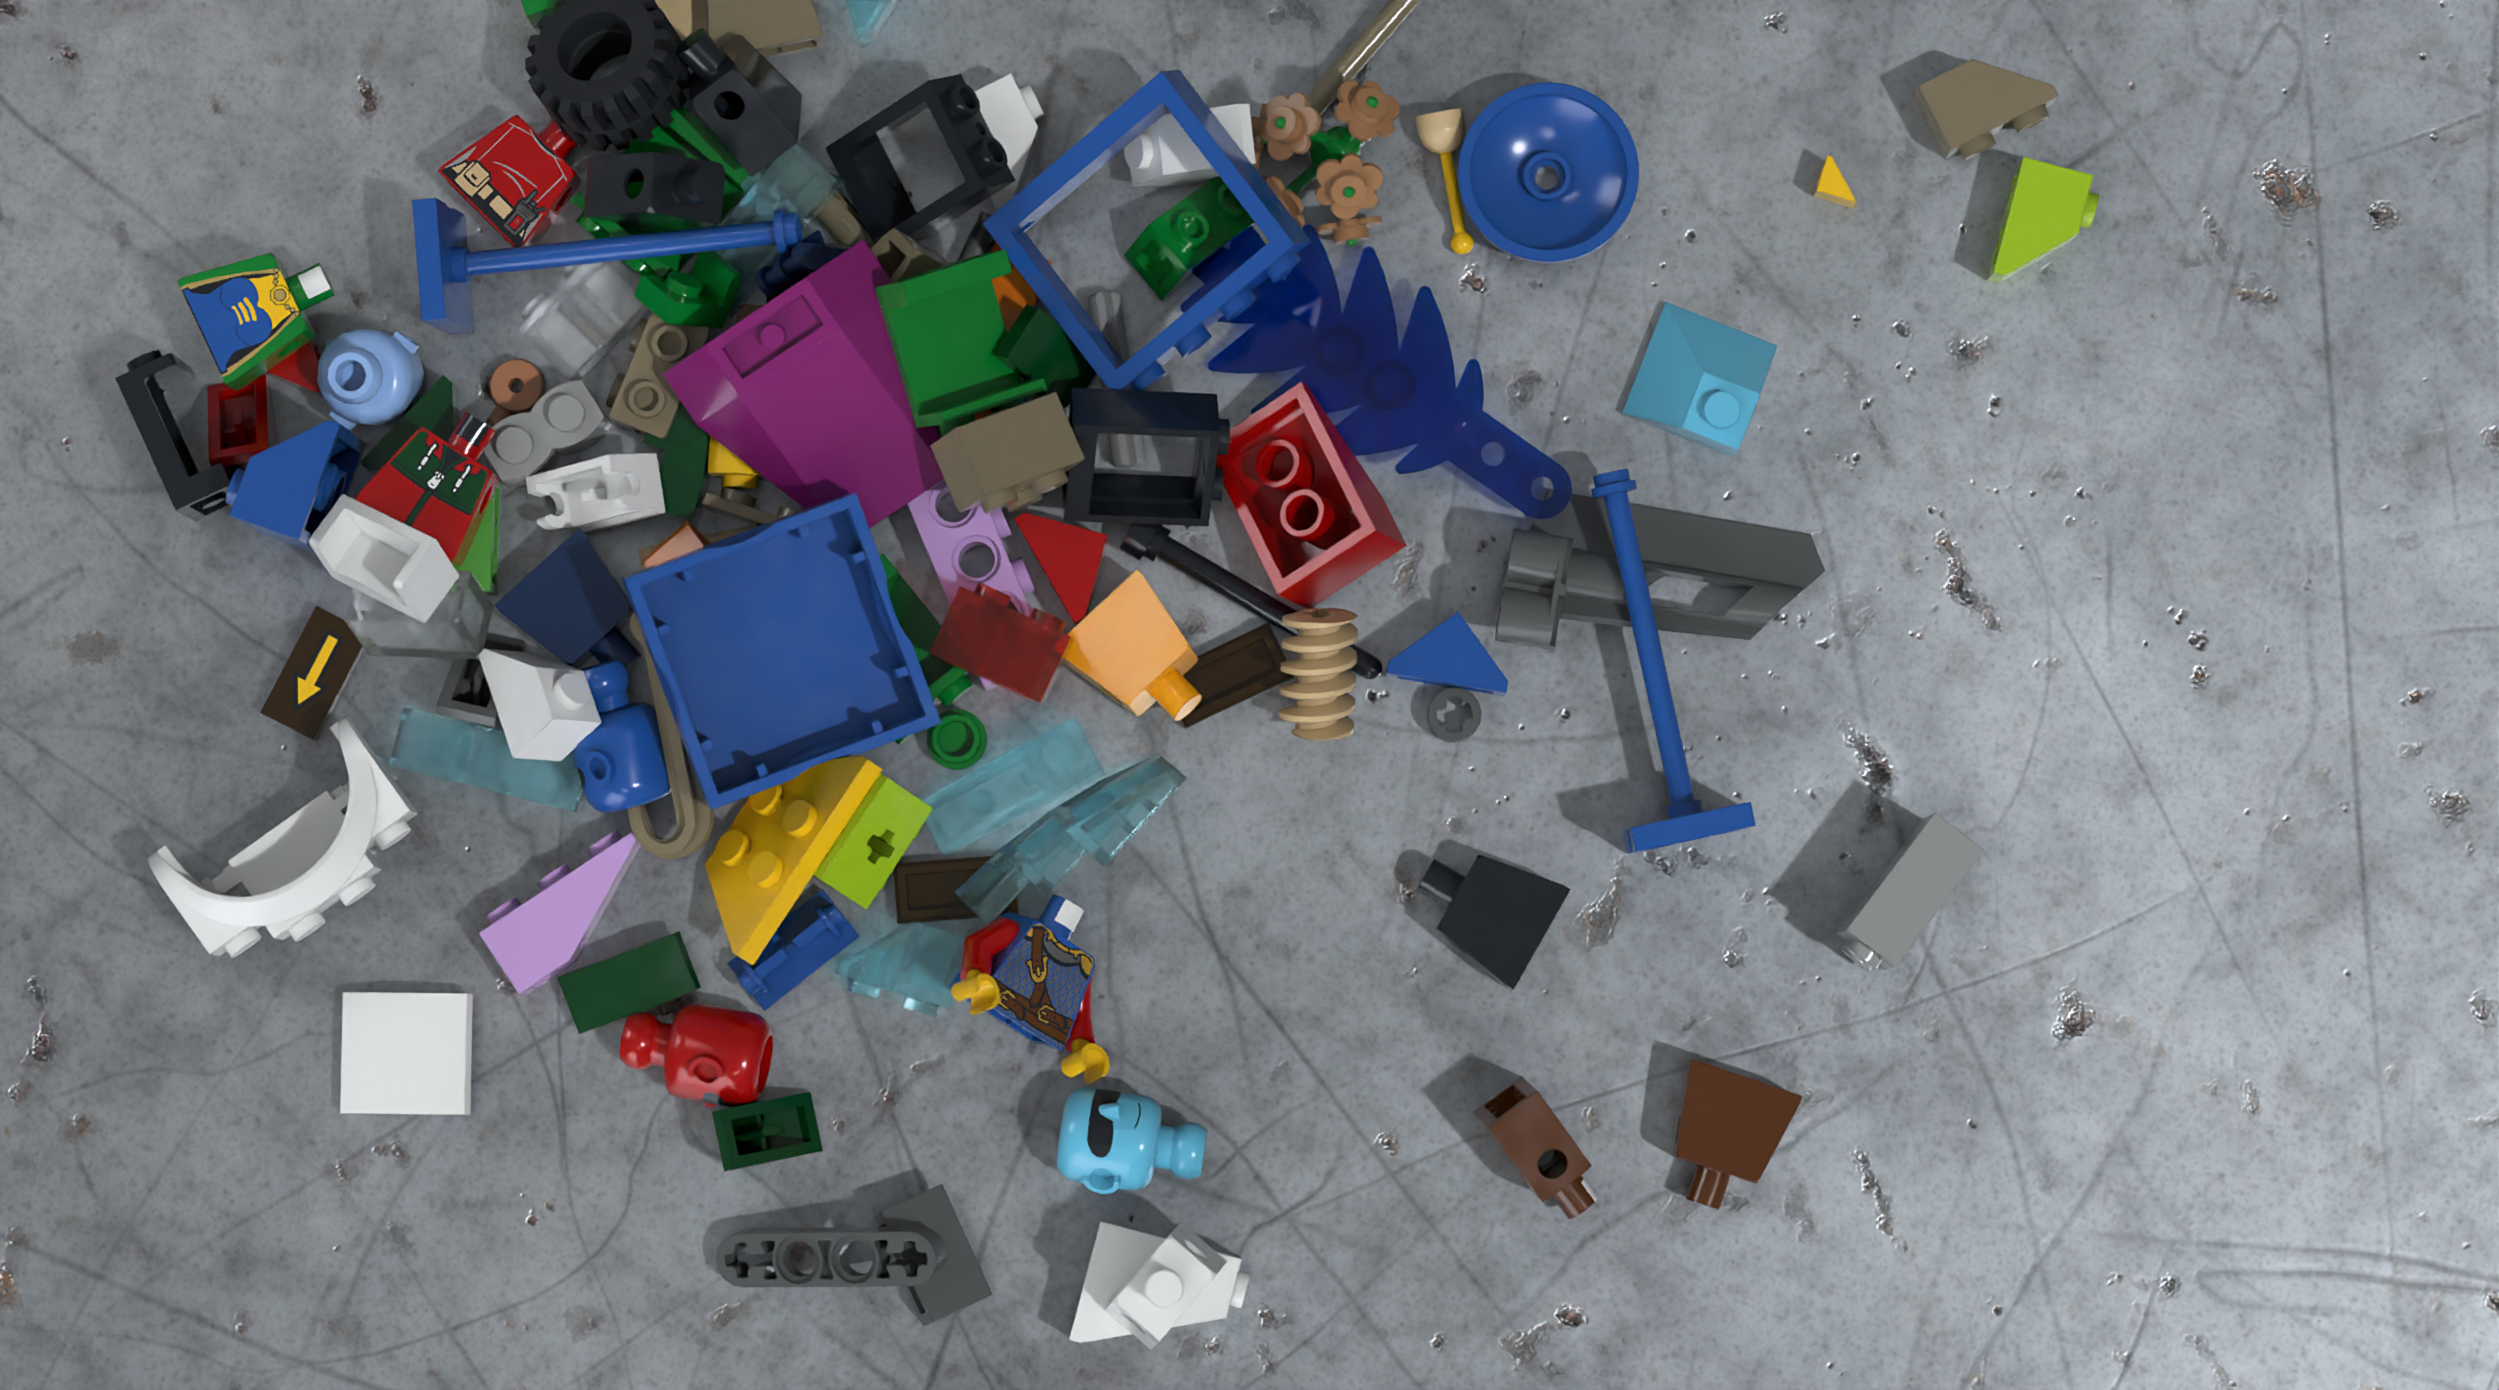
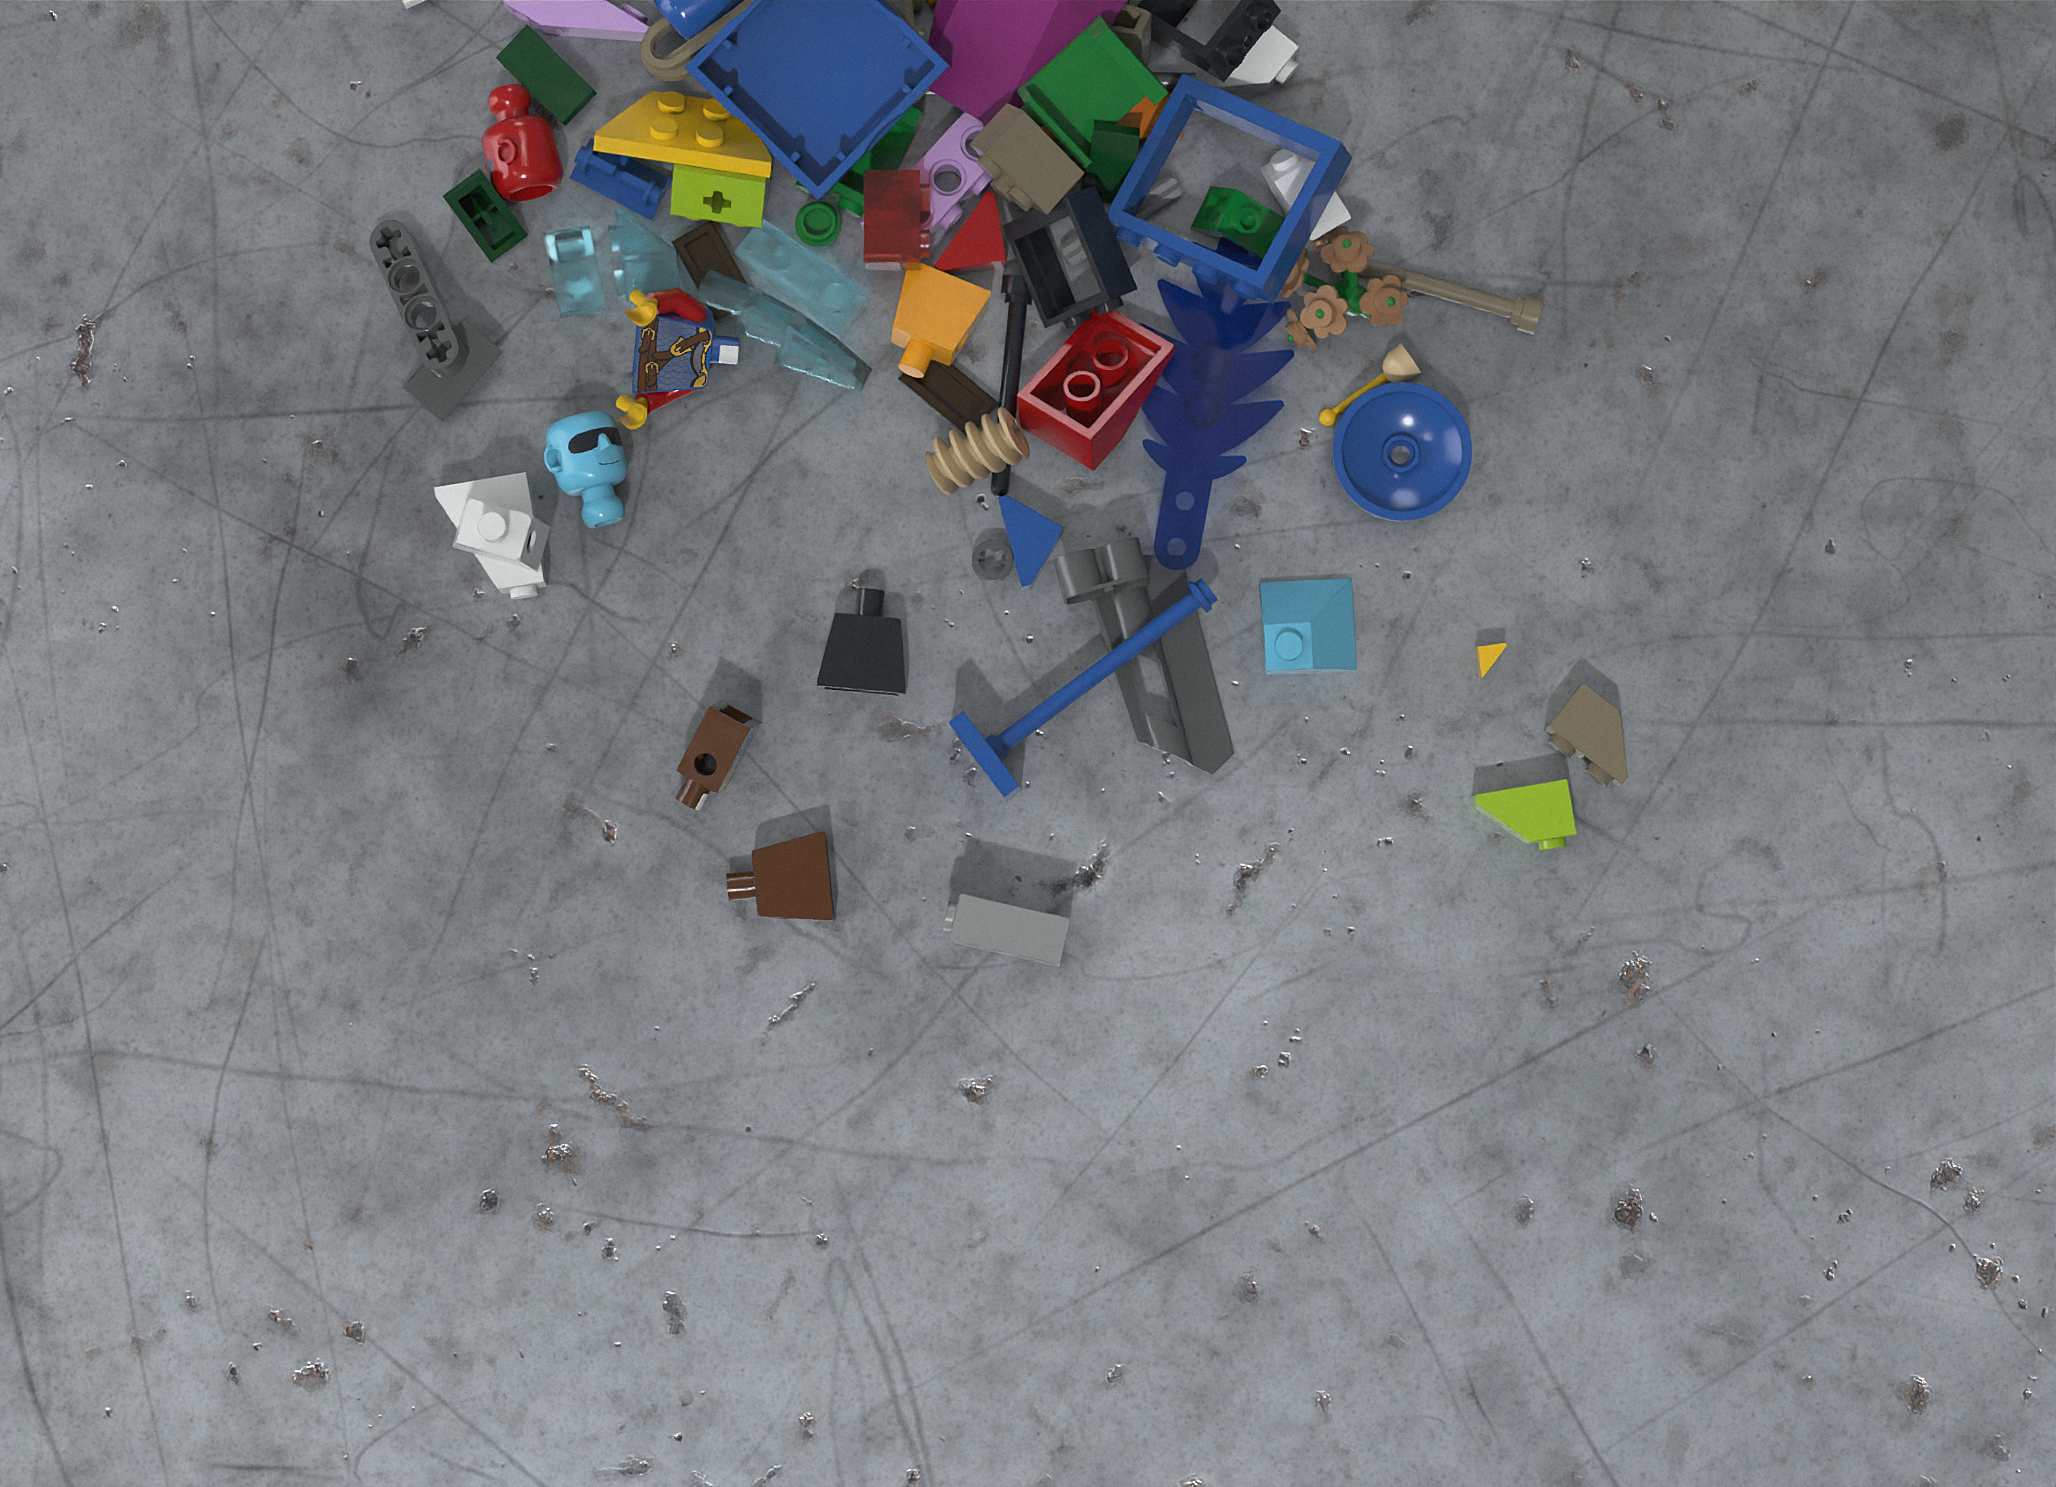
camera: 65 degrees right, 0 degrees up
(884, 1054) = (575, 271): none -> clear light blue slope

